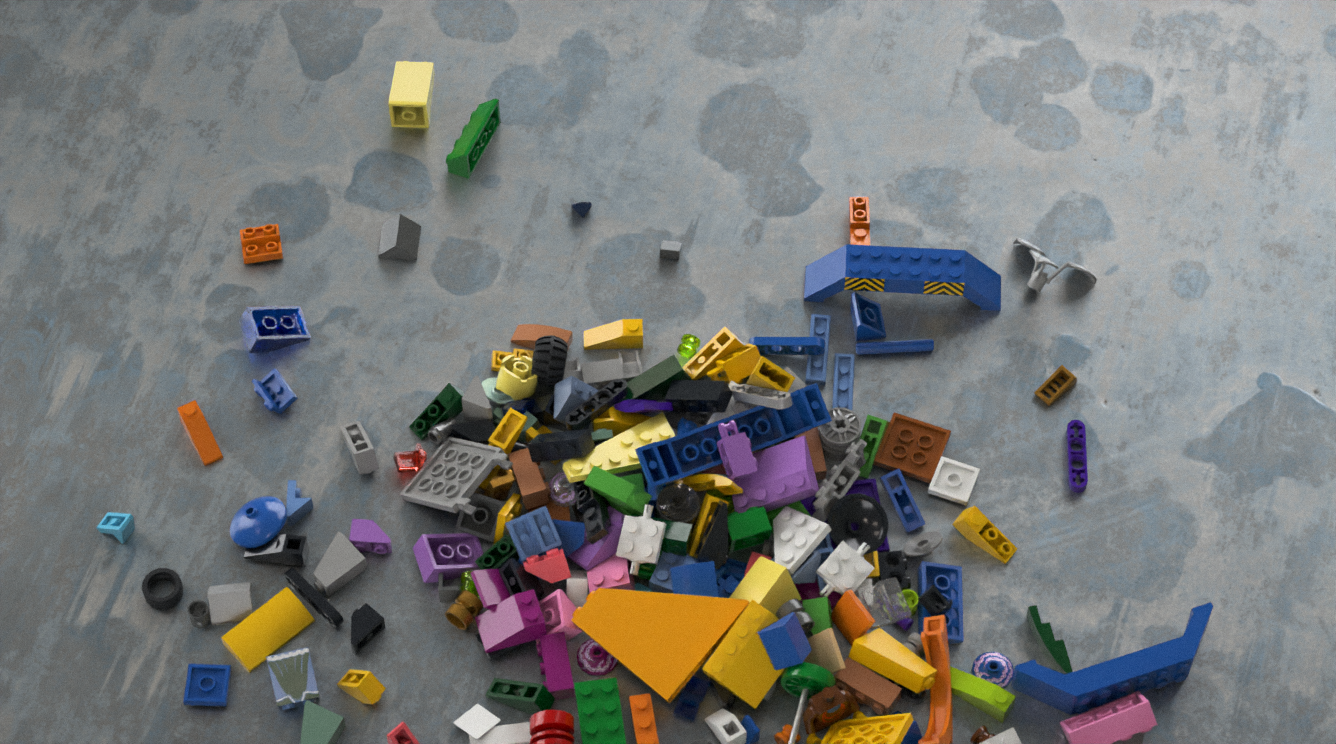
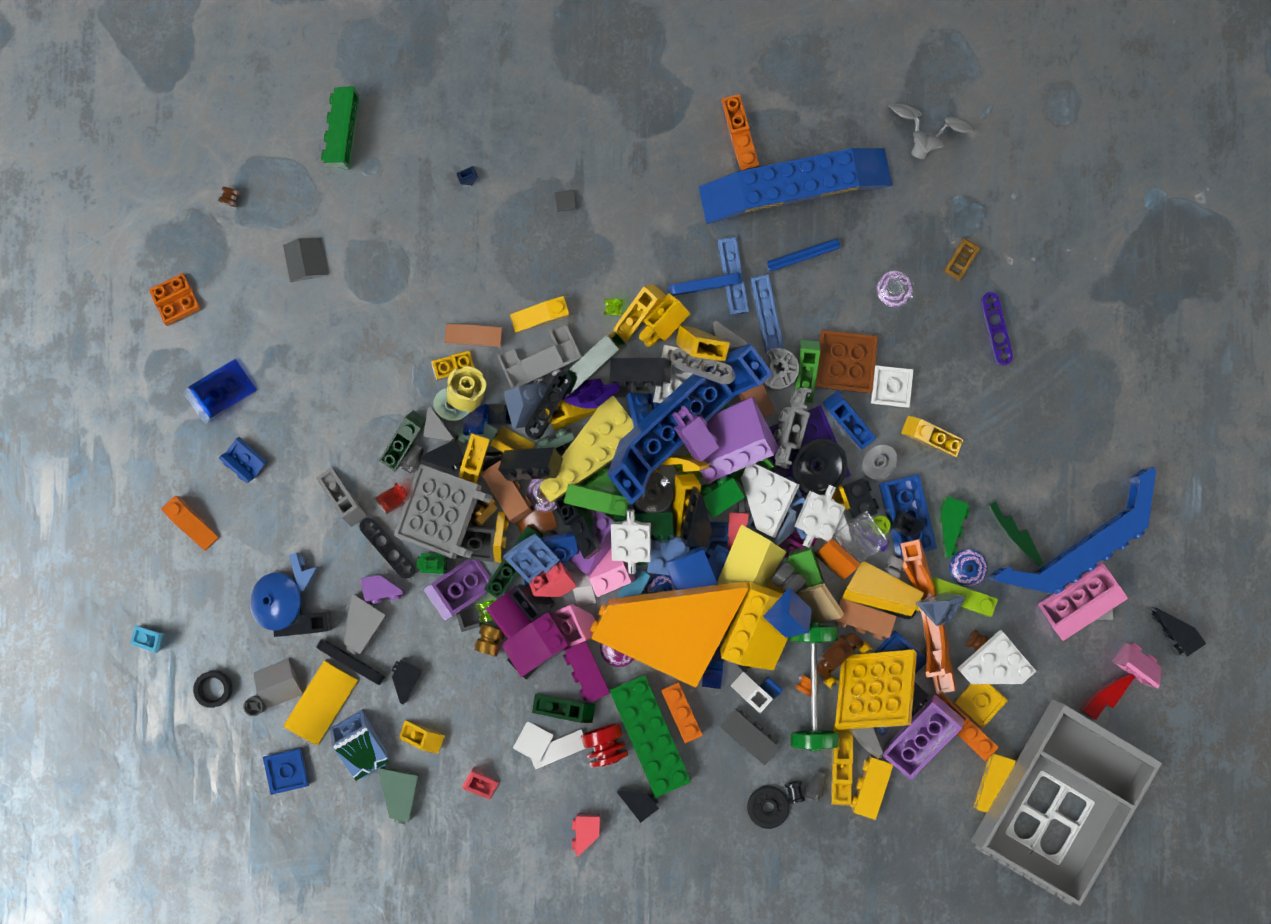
camera: 15 degrees left, 30 degrees up
(346, 171) = (229, 196): none -> reddish brown wheel
(386, 506) = (390, 545): none -> black beam
(411, 94) = (263, 88): light yellow slope -> none
(430, 519) = (432, 563): none -> green brick
(549, 359) = (490, 367): black wheel -> none
(866, 318) = (771, 232): blue slope -> none
(952, 687) = (941, 607): none -> sand blue slope
(978, 405) = (888, 296): none -> dish
(986, 613) = (950, 520): none -> green slope

